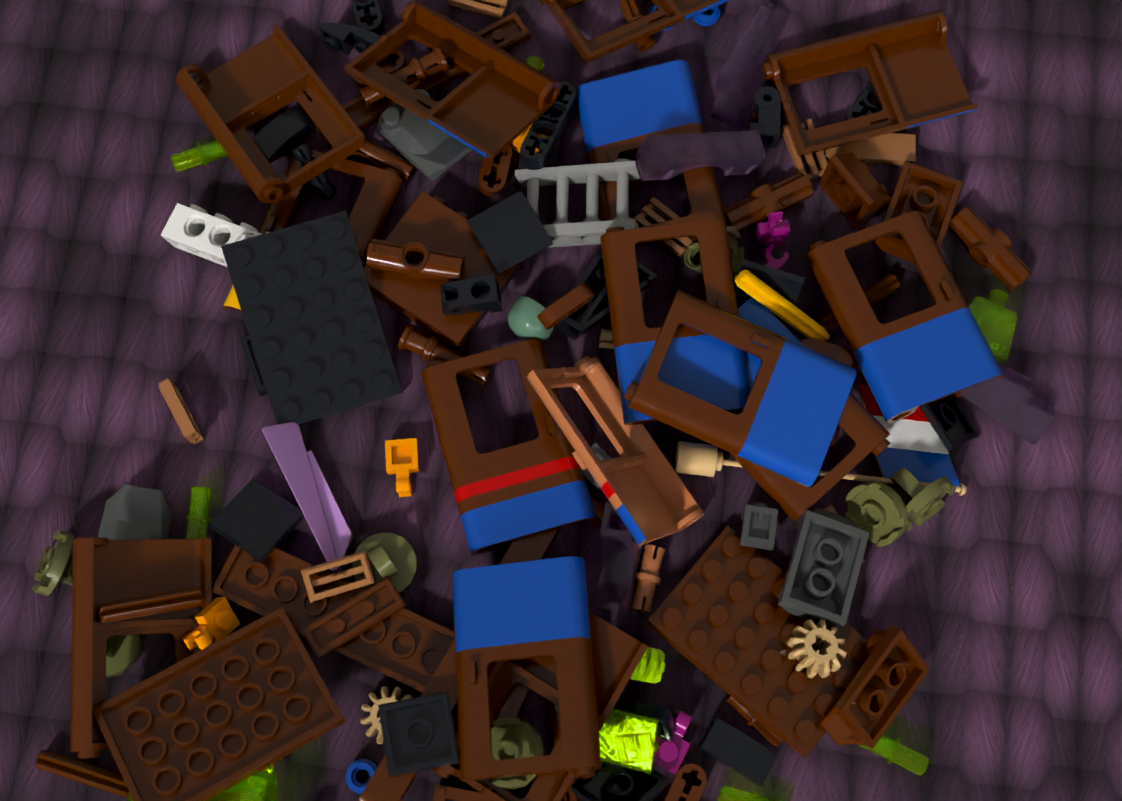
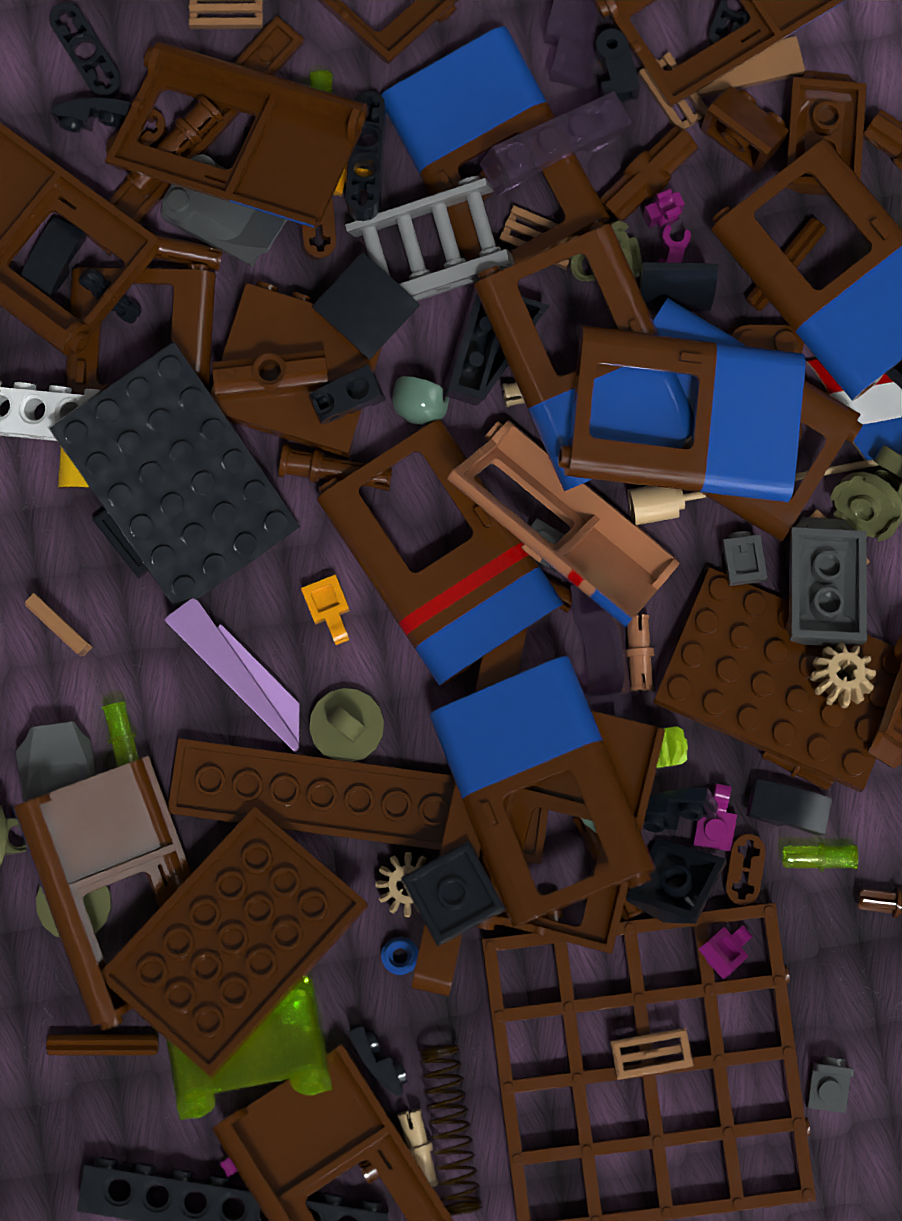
camera: 20 degrees left, 10 degrees up
(150, 605) = (116, 849): reddish brown axle -> none
(214, 623) = (187, 847): light orange plate -> none
(257, 520) = (190, 720): black tile -> none
(353, 617) = (335, 793): reddish brown tile -> none
(365, 567) = (295, 742): medium nougat tile -> none
(512, 740) = (554, 869): olive tile -> none
(566, 306) = (460, 377): reddish brown beam -> none
(629, 741) = (674, 832): clear neon green piece -> none
(780, 306) = (700, 302): yellow axle -> none

